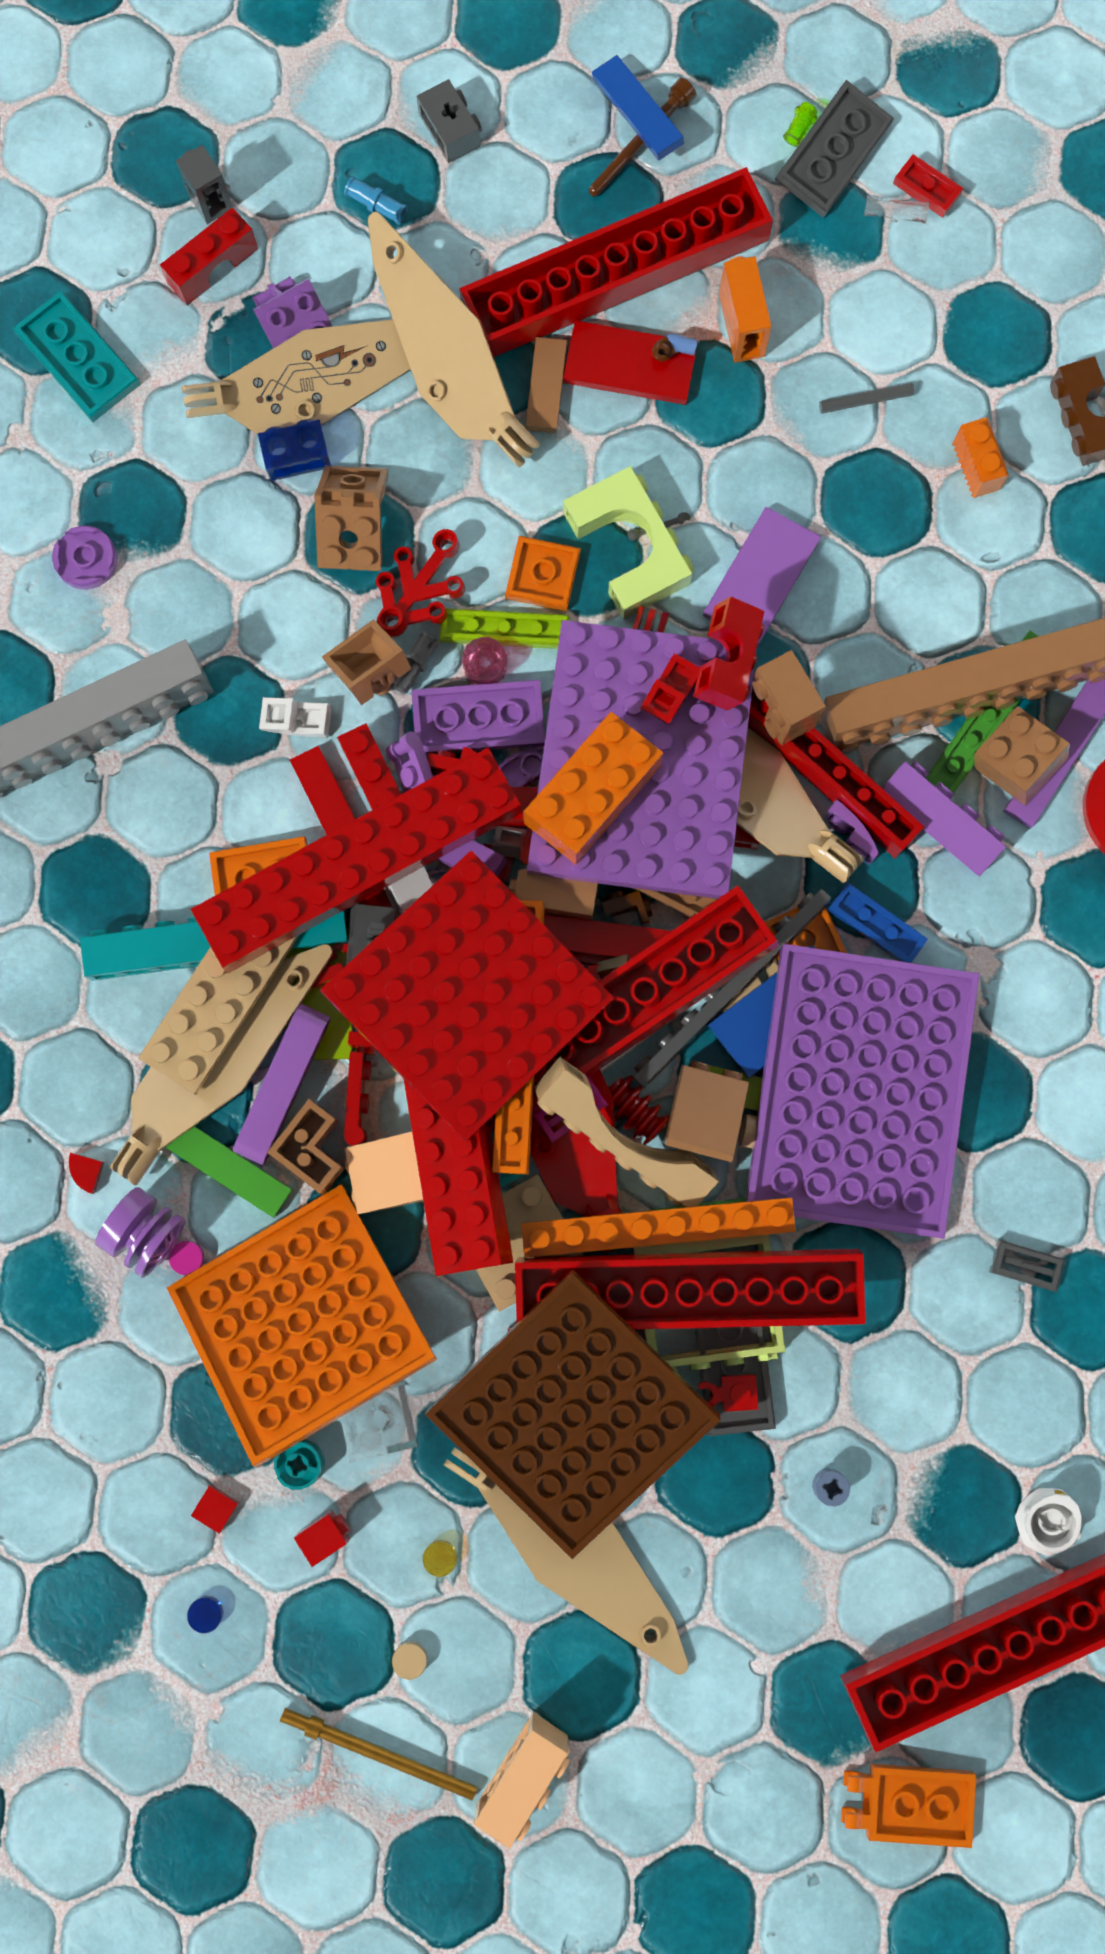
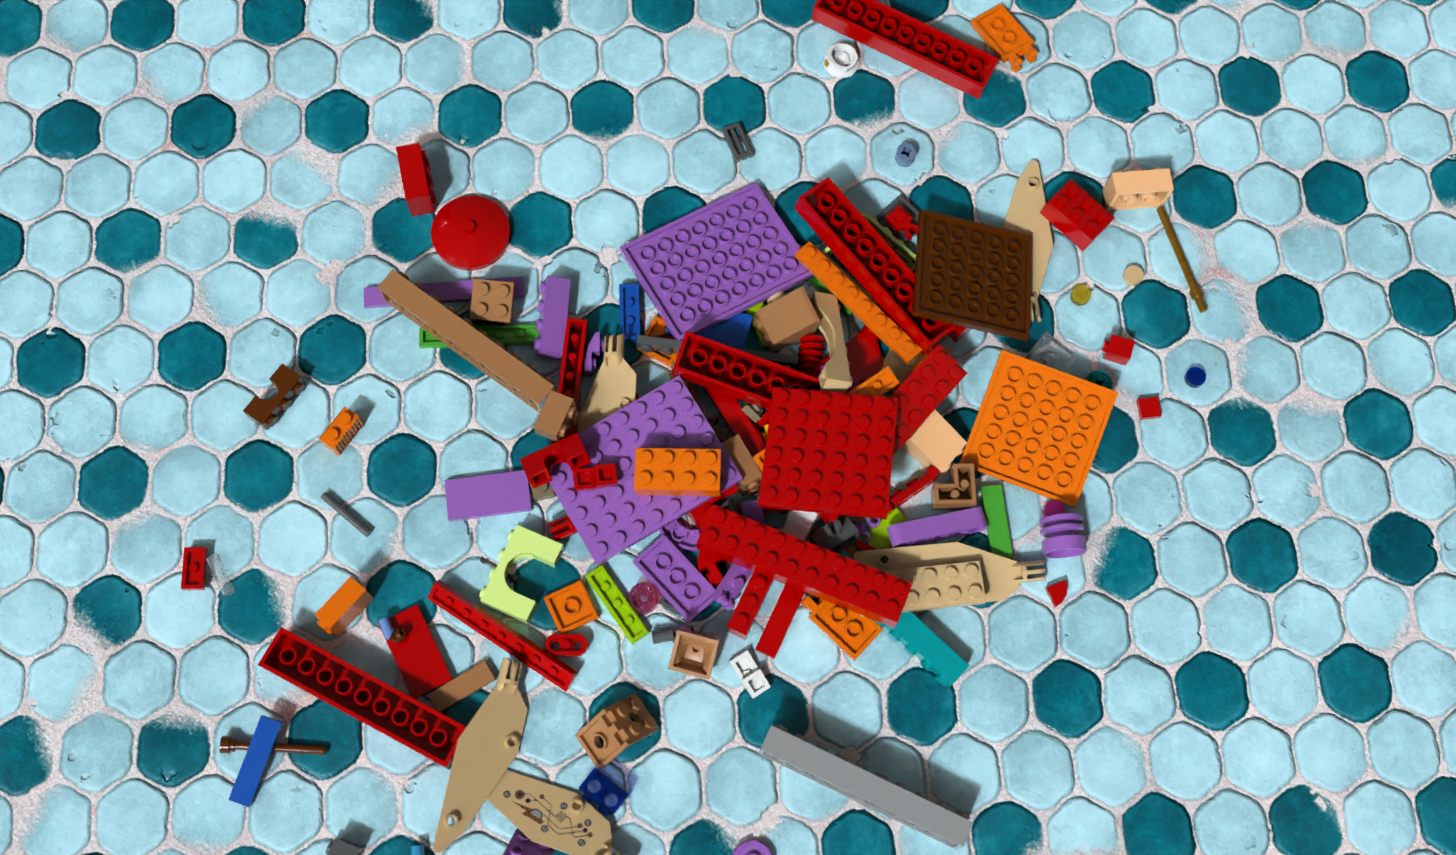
camera: 135 degrees left, 10 degrees down
(418, 588) = (632, 663): red plant -> none
(498, 533) = (566, 645): none -> red plate
(552, 1654) = (1077, 215): none -> red brick
(572, 467) = (502, 635): none -> red plate
(804, 117) = (202, 664): clear neon green pin -> none
(834, 148) = (205, 635): dark grey tile -> none

